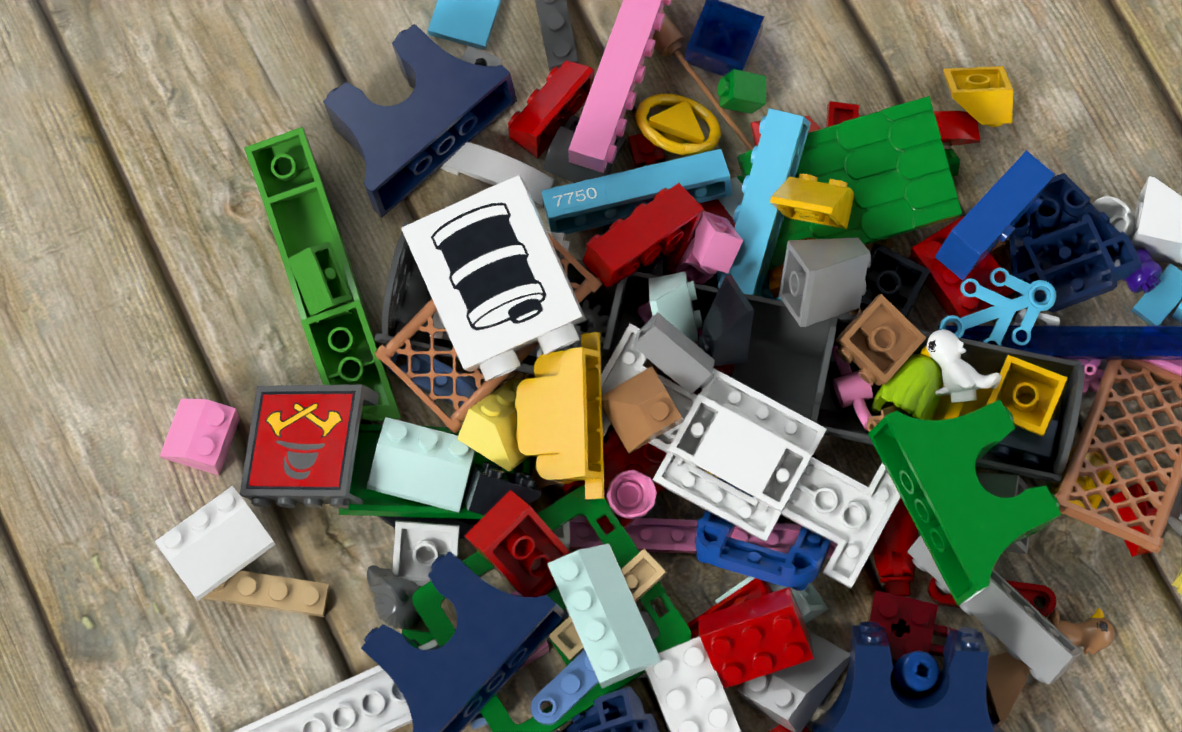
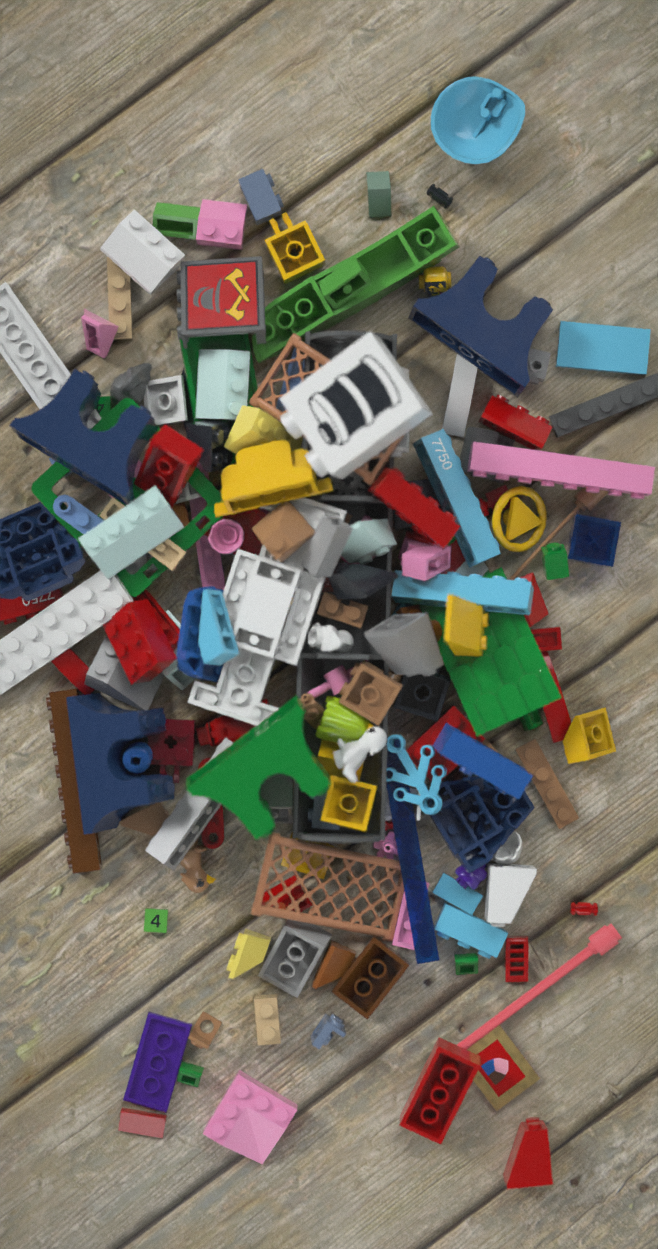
camera: 80 degrees right, 15 degrees up
(143, 78) = (476, 119): none -> medium azure piece
(175, 376) = (260, 196): none -> sand blue brick
(181, 491) = (176, 220): none -> bright green brick
(208, 225) = (379, 194): none -> sand green slope
(228, 150) = (439, 196): none -> black piece
(244, 332) = (298, 237): none -> yellow hinge
(312, 628) = (98, 333): none -> bright pink slope
(341, 173) = (435, 281): none -> yellow head
(766, 523) = (215, 632): none -> medium azure slope
(767, 355) = (350, 615): none -> medium nougat brick
(797, 383) = (329, 639): none -> white animal
(1051, 151) = (547, 783): none -> medium nougat plate
(1144, 702) = (156, 920): none -> bright green tile

